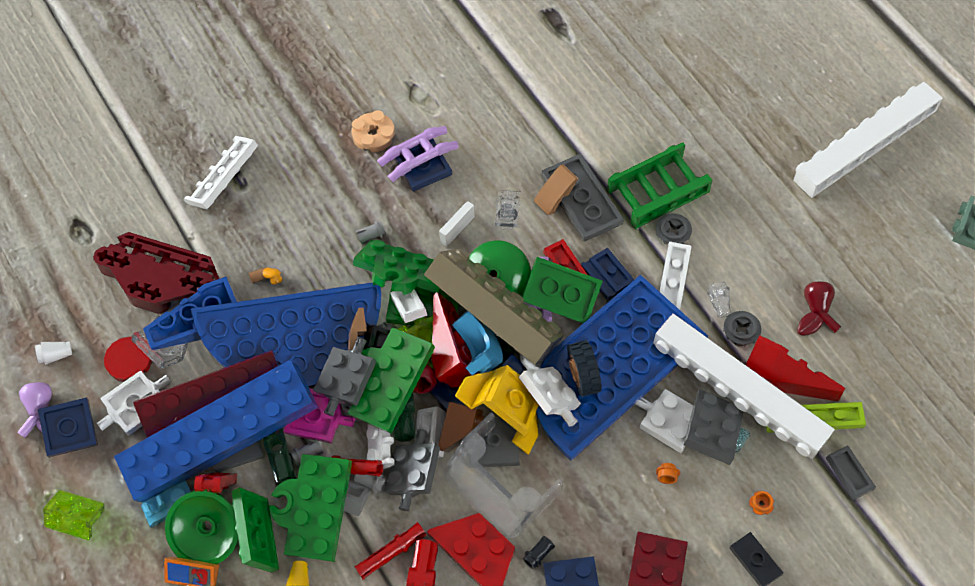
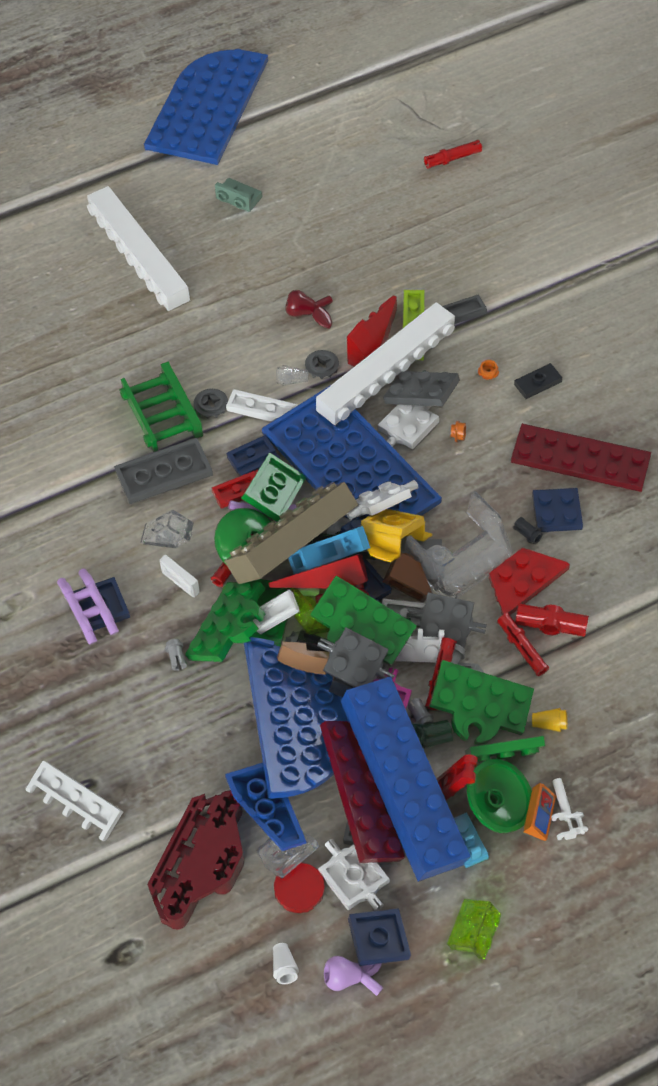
camera: 85 degrees left, 5 degrees down
(265, 273) = (210, 754): arm -> none
(373, 121) = (44, 640): light nougat plate -> none
(555, 188) = (156, 486): medium nougat slope -> none
(584, 368) = (365, 467): black wheel -> none

